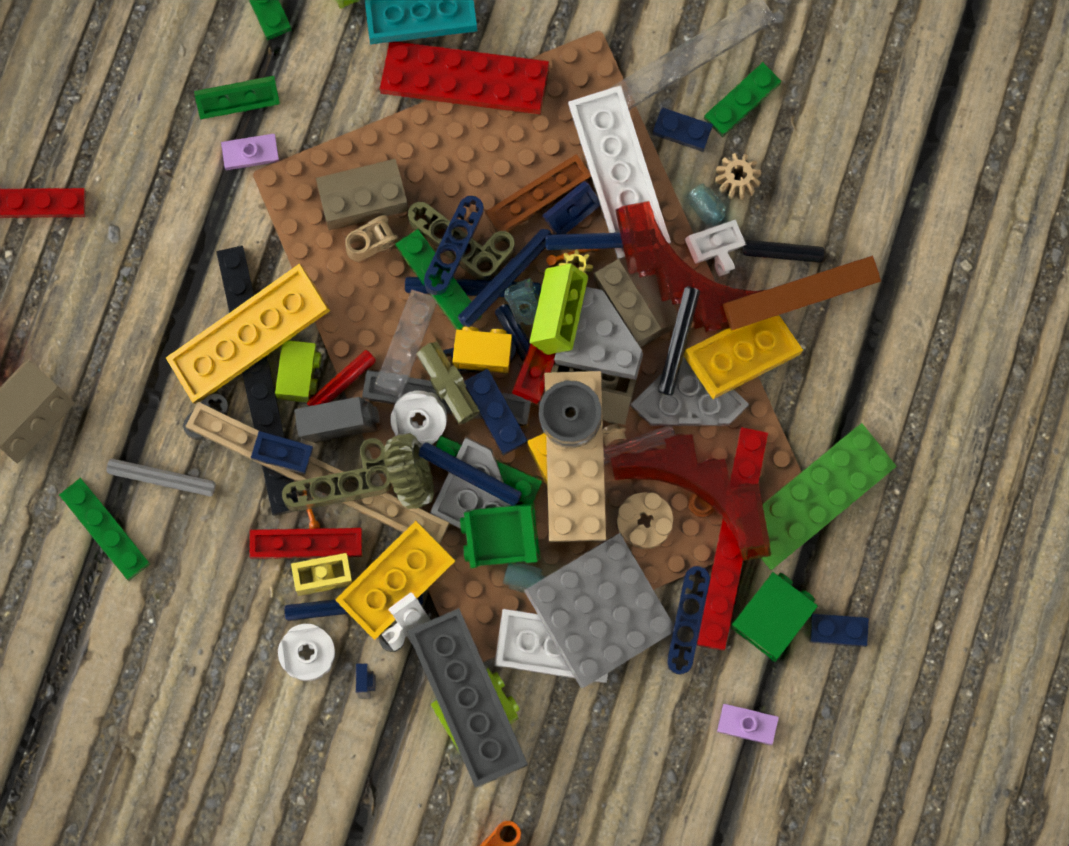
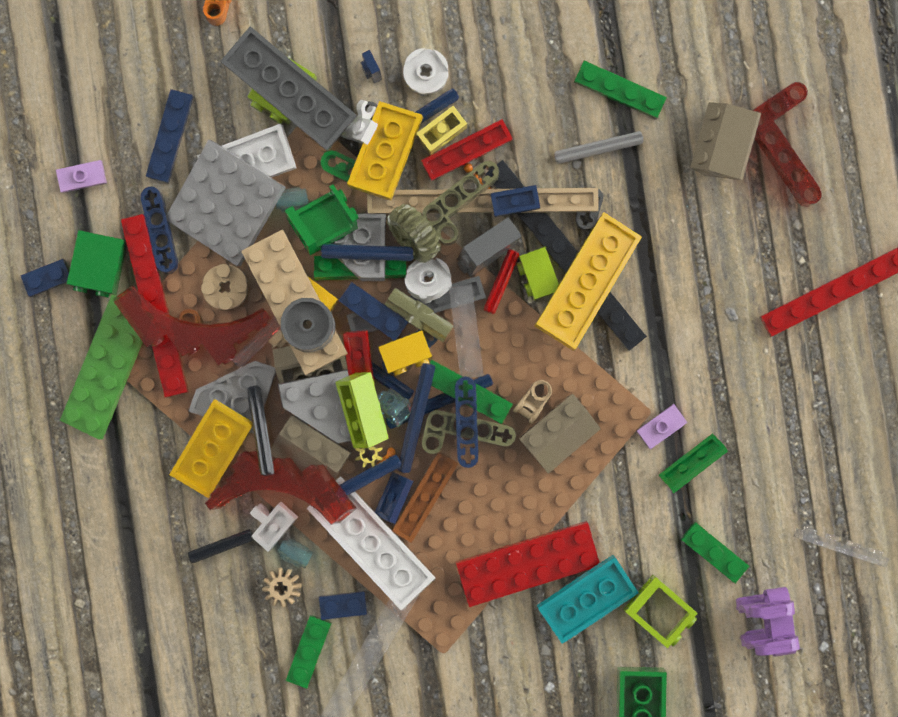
camera: 155 degrees right, 10 degrees up
(454, 588) = (341, 170): none -> green plate
(627, 721) = (169, 136): none -> dark blue plate
(801, 292) = (189, 517): dark orange tile -> none

